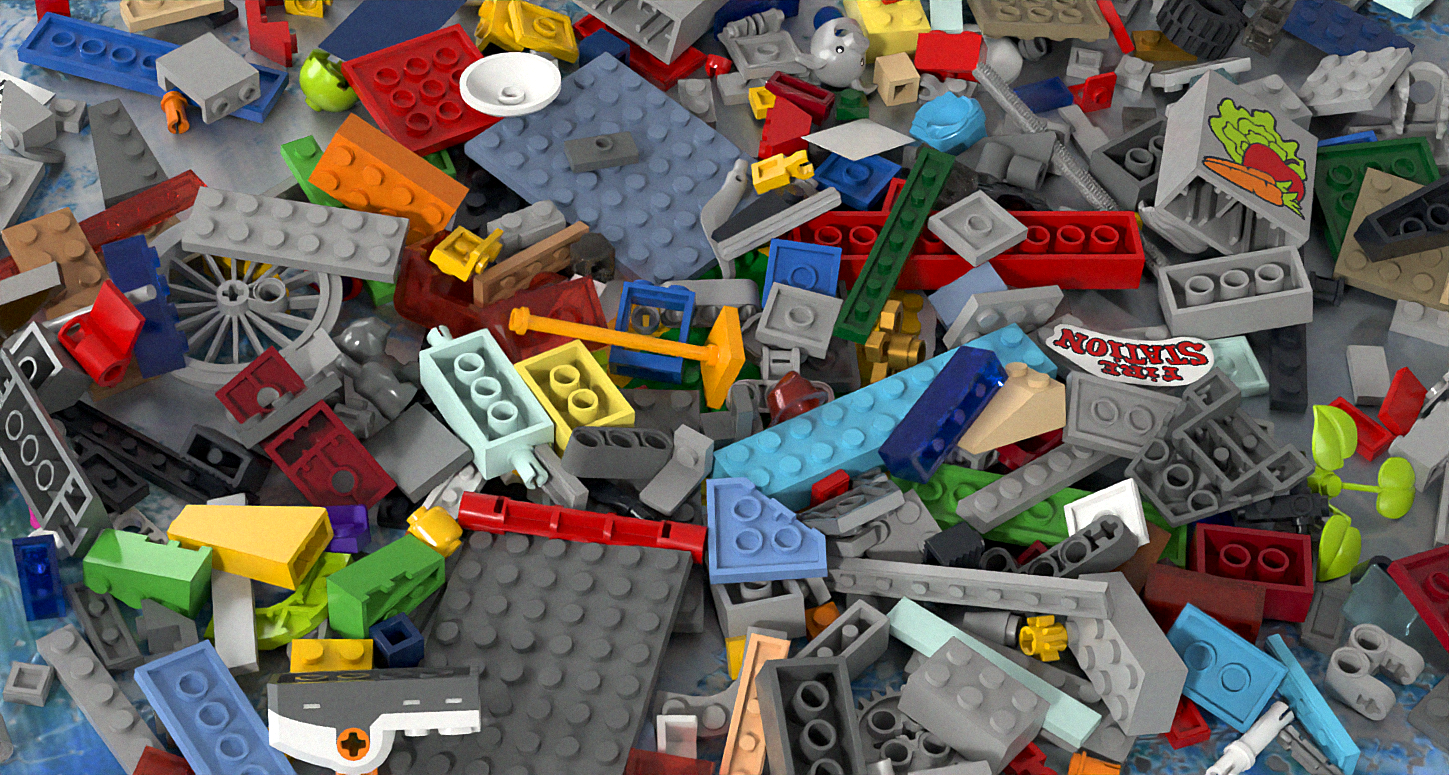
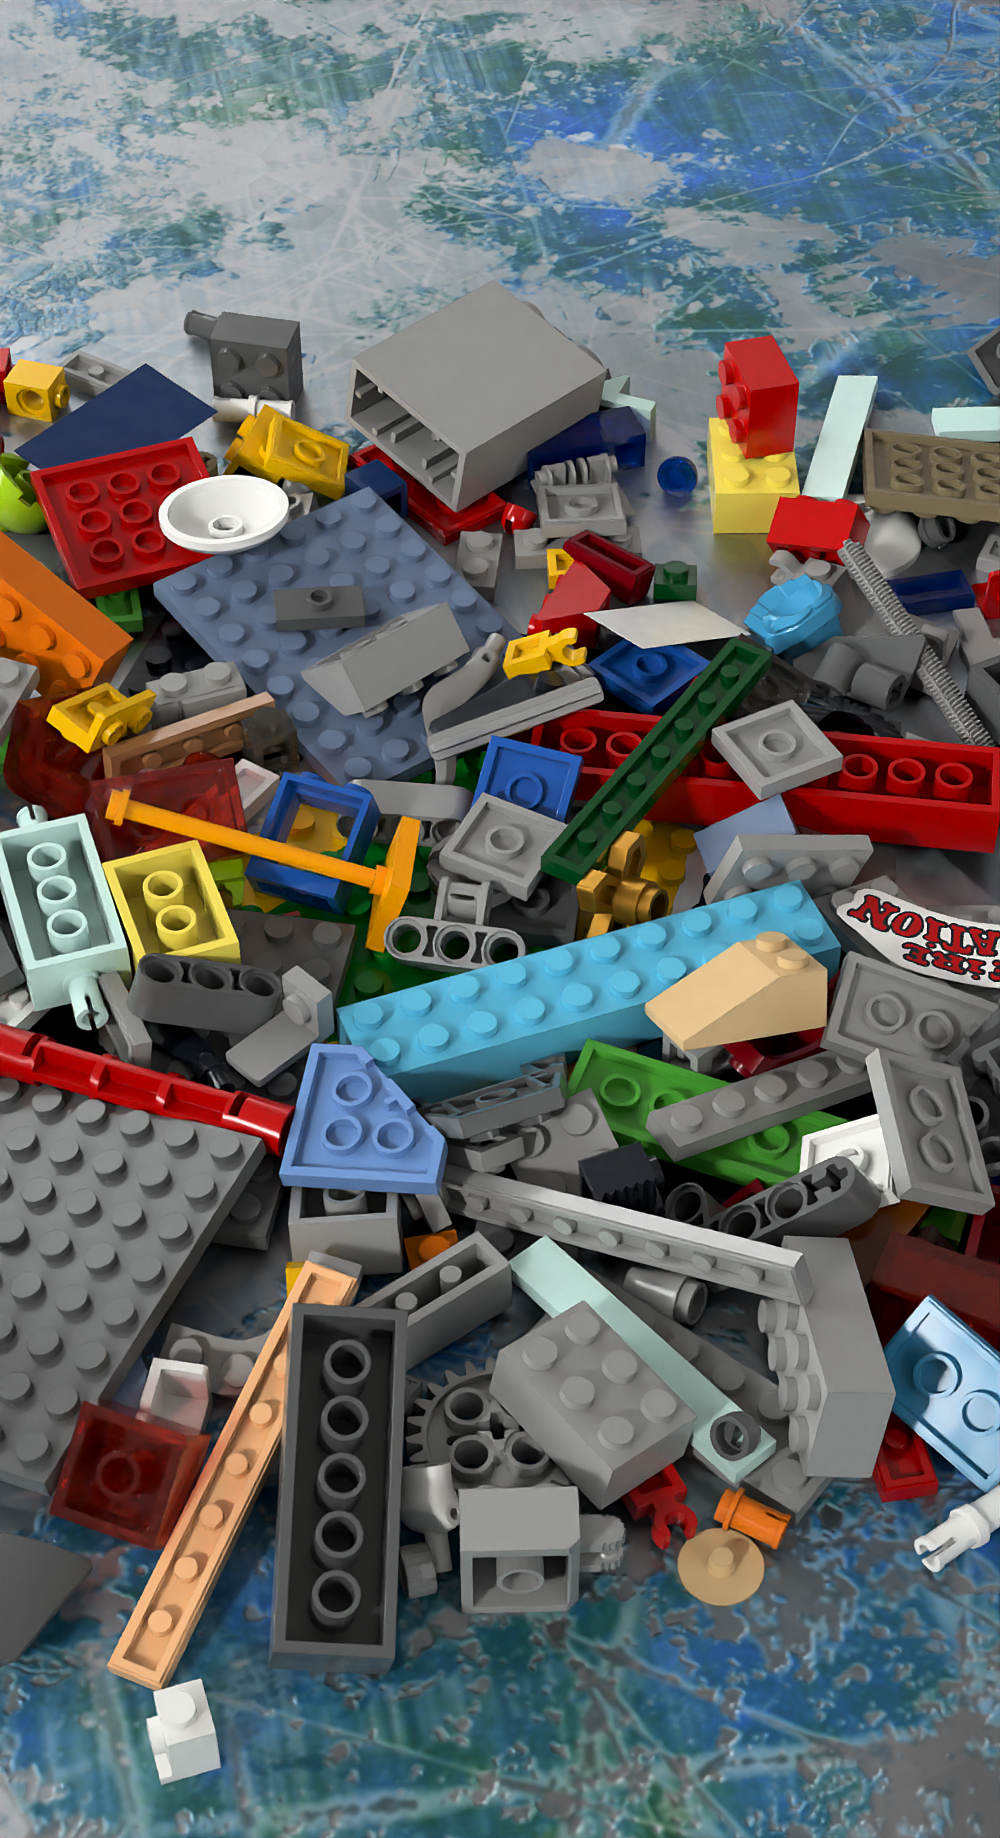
camera: 15 degrees right, 0 degrees up
(637, 319) = (308, 823): light grey hinge -> none
(667, 187) = (389, 661): none -> light grey slope
(732, 425) = (374, 976): dark grey brick -> none
(792, 398) = (462, 948): clear red piece -> none
(829, 487) = (487, 1071): red tile -> none
(839, 59) = (672, 521): light grey piece -> none
(896, 79) = (743, 554): tan brick -> none
(943, 414) = (654, 991): clear blue brick -> none
(1043, 638) = (728, 1318): yellow gear -> none
(1070, 711) = (728, 1429): none -> dark grey hinge
(1159, 491) = (929, 1132): none -> light grey plate

